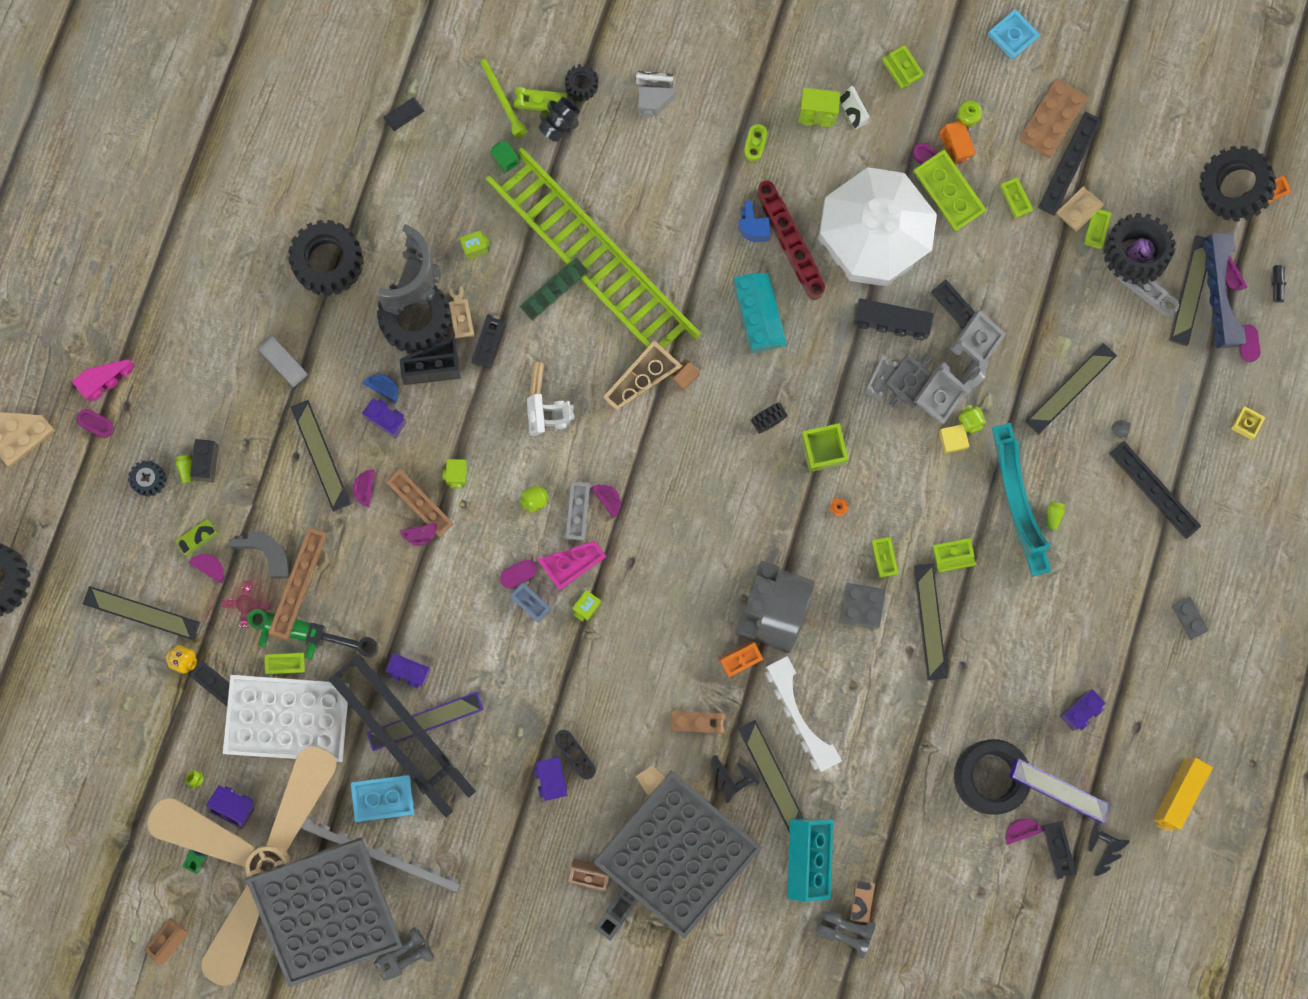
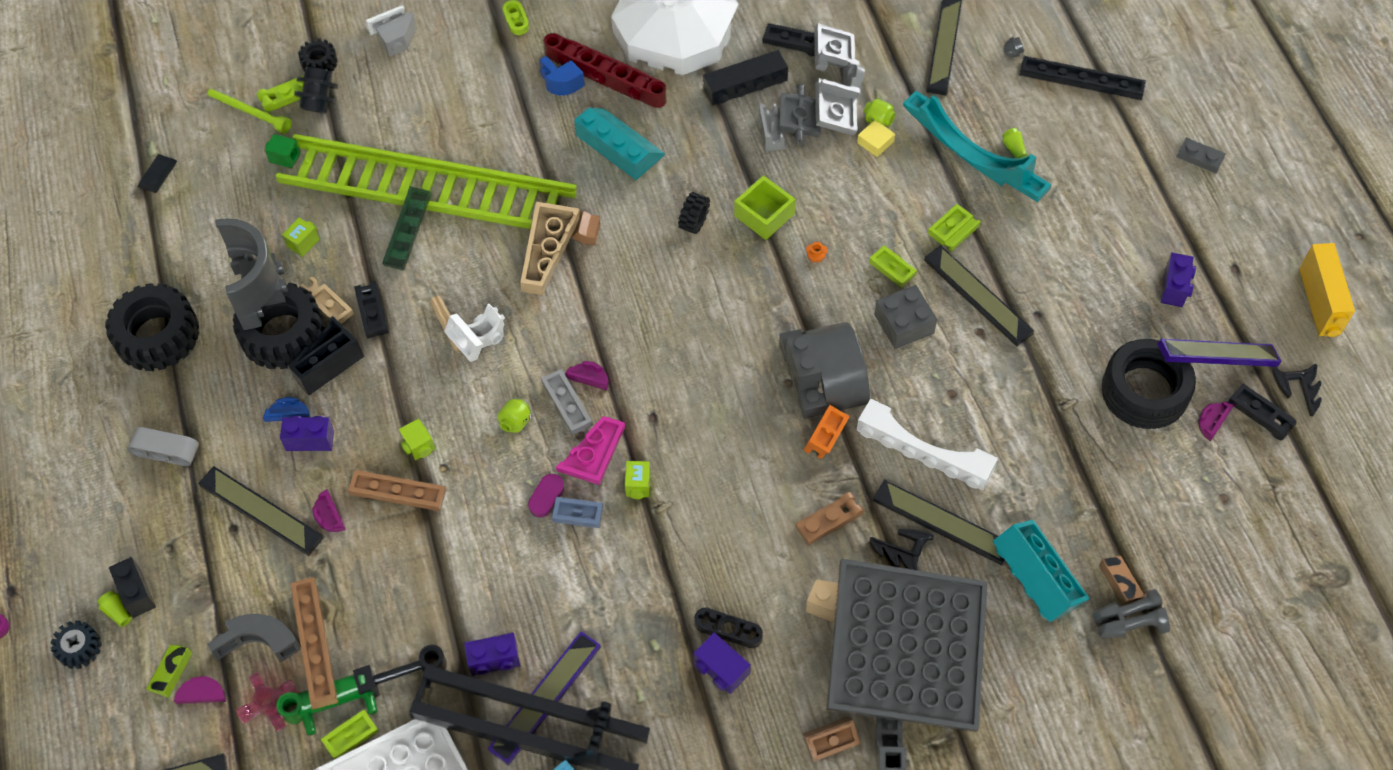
camera: 25 degrees left, 20 degrees down
(420, 534) = (417, 518): magenta tile -> none

